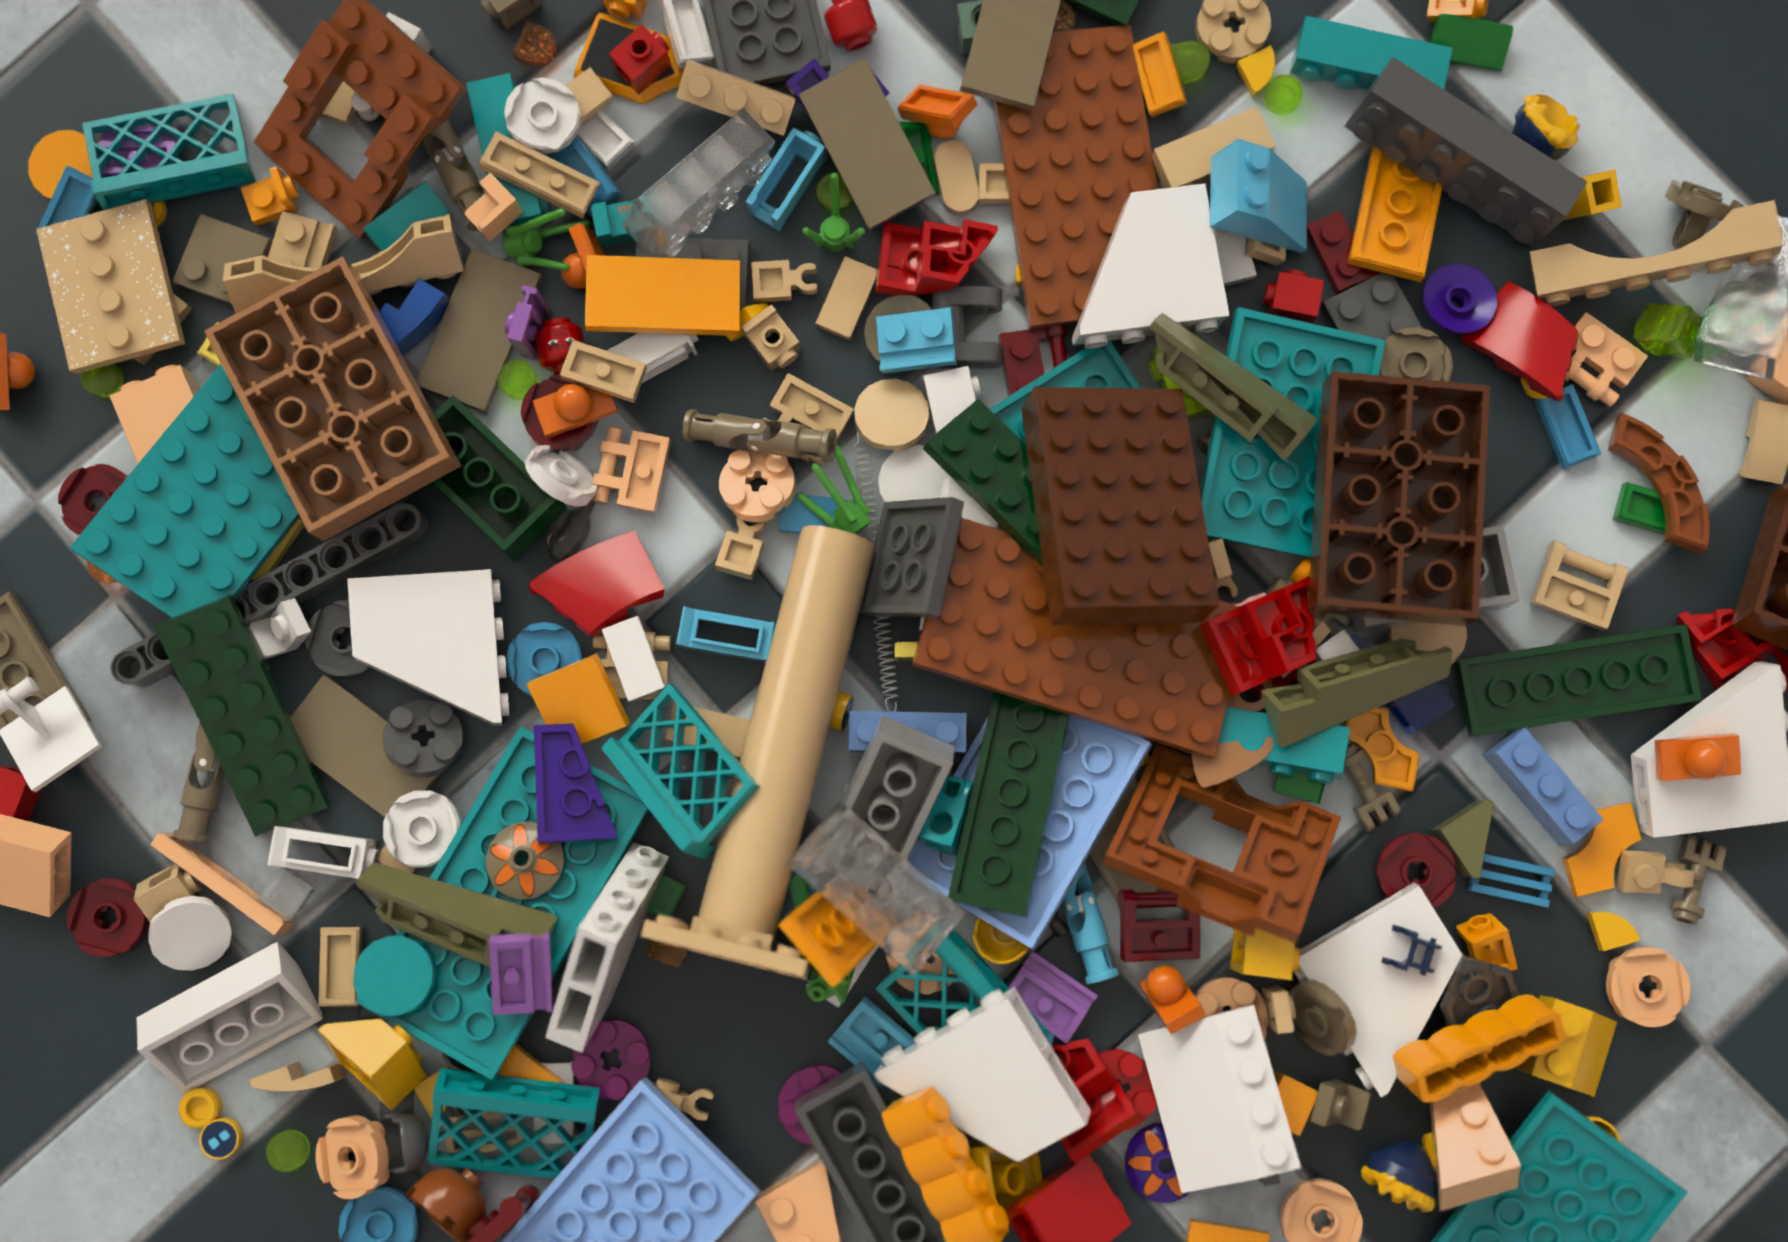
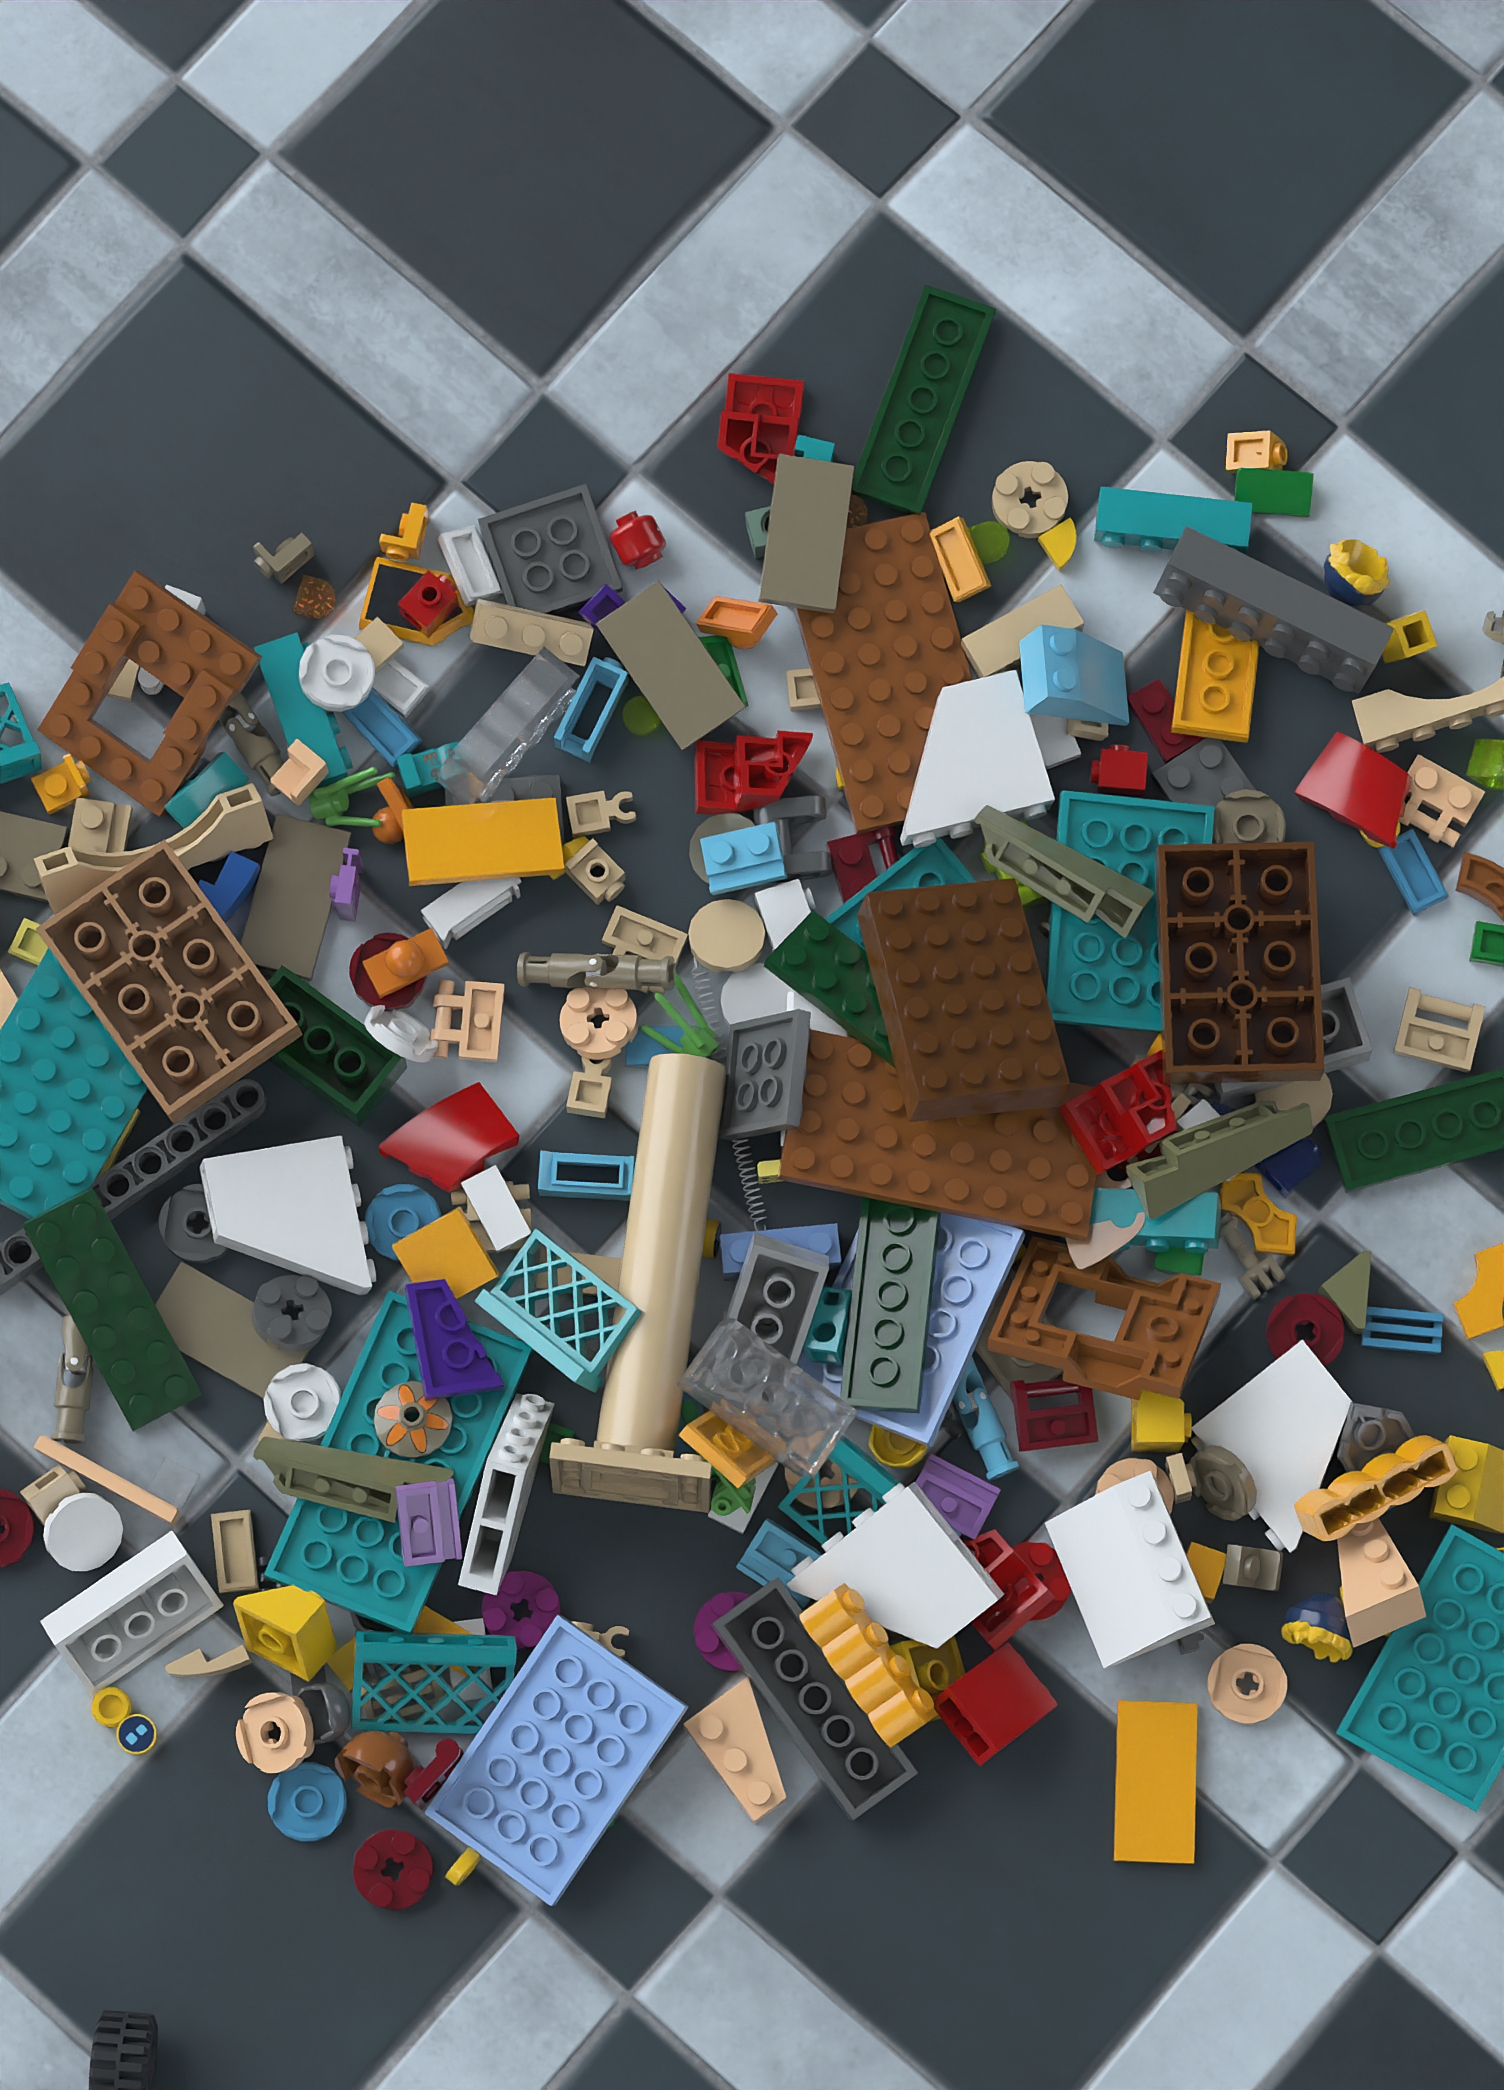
camera: 10 degrees left, 5 degrees down
(281, 631) = (138, 1218): white bracket -> none
(287, 1150) = (206, 1738): clear neon green tile -> none
(361, 856) = (246, 1439): white window -> none
(394, 976) = (300, 1543): teal tile -> none
(516, 379) = (339, 942): clear neon green tile -> none
(539, 174) = (341, 733): tan tile -> none
(554, 342) = (381, 904): red head -> none
(569, 532) = (413, 1091): clear smoke plant -> none
(603, 371) = (432, 924): tan plate -> none
(667, 954) = (563, 1500): clear orange tile -> none
(834, 230) = (647, 755): bright green plant -> none
(847, 298) = (667, 823): tan tile -> none
(956, 177) = (764, 687): tan tile -> none
(1142, 1163) = (1068, 1661): dark purple dish -> none
(1171, 998) = (1071, 1477): orange tile -> none
(1221, 566) = (1073, 1051): tan plate -> none
(1283, 94) = (1088, 565): clear neon green tile -> none
(1425, 965) = (1319, 1395): dark blue piece -> none
(1469, 289) = (1289, 740): dark purple dish -> none
(1488, 940) = (1384, 1389): light orange bracket -> none
(1542, 787) = (1420, 1233): medium blue brick -> none

